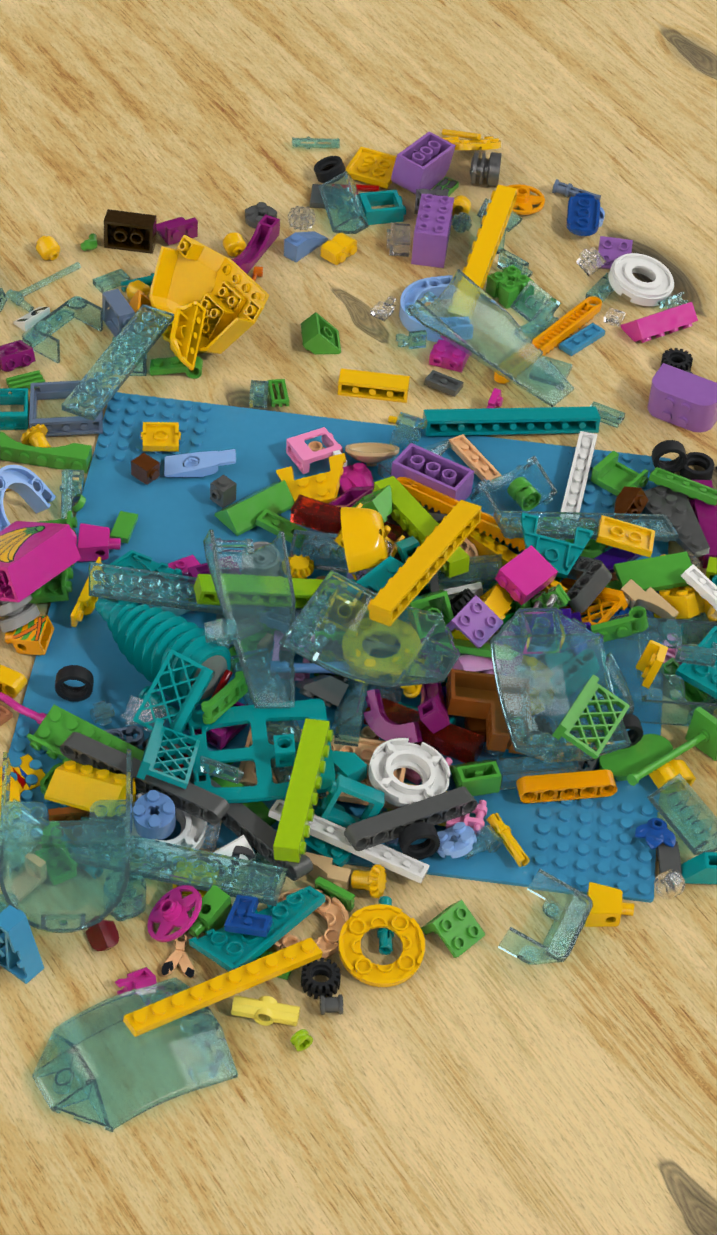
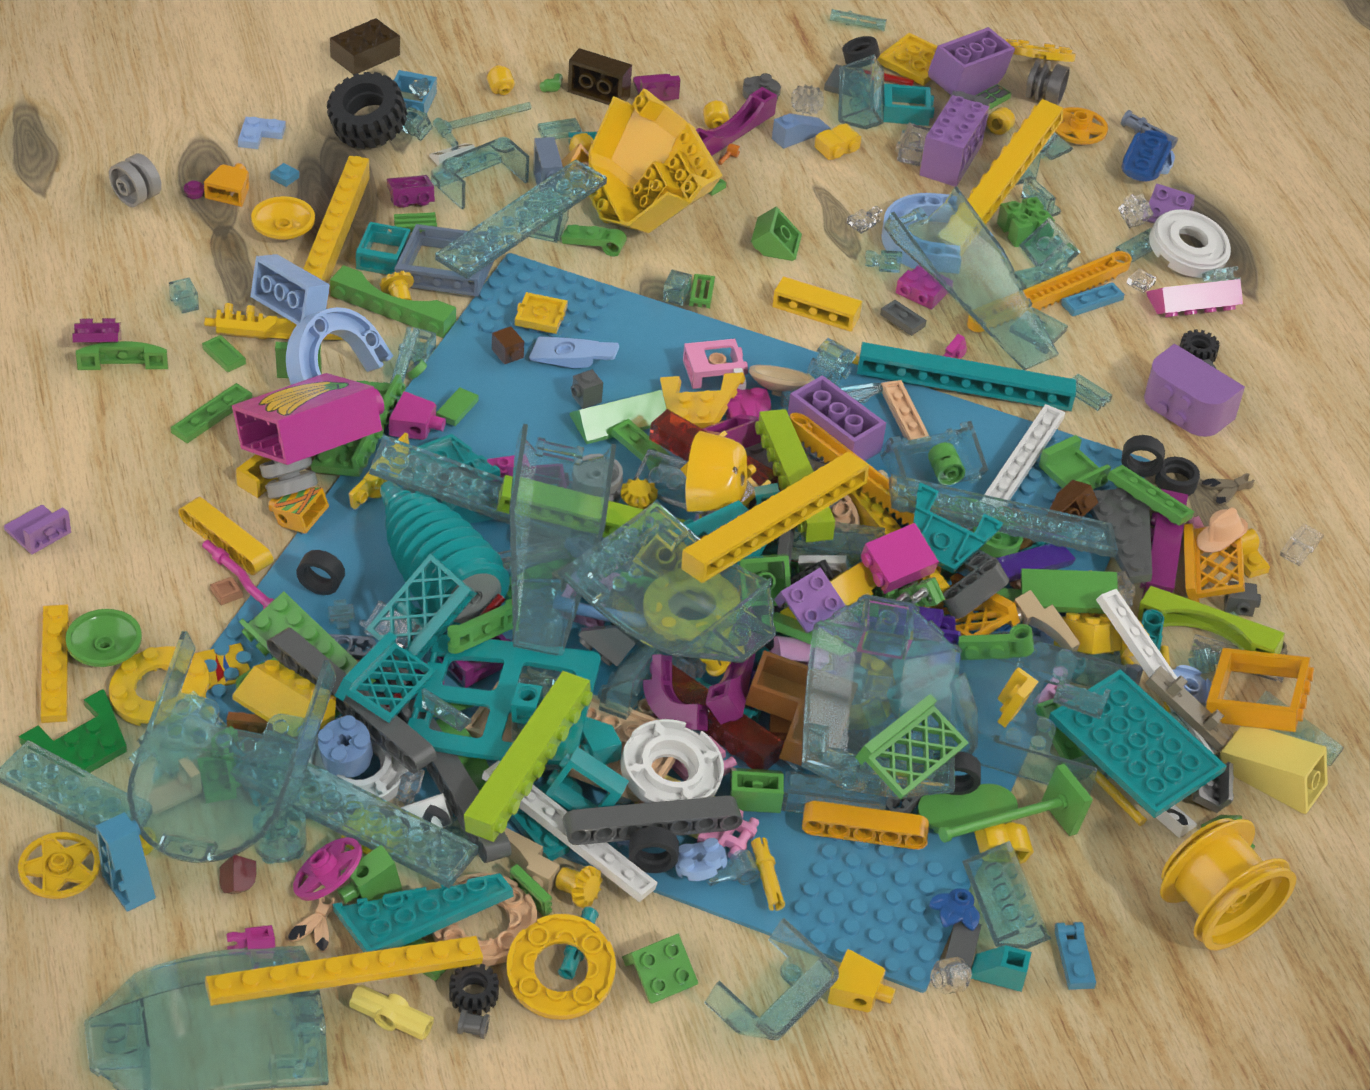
camera: 15 degrees right, 0 degrees up
(187, 332) = (612, 200): yellow wedge -> none
(220, 632) = (498, 546): clear light blue brick -> none
(244, 920) = (404, 894): blue plate -> none
(301, 1040) = (420, 1058): lime bush -> none
(379, 500) = (753, 438): bright green slope -> none
(461, 134) = (1033, 39): yellow bar -> none
(461, 222) = (995, 138): clear light blue gear -> none
(625, 536) = (1046, 538): yellow tile -> none

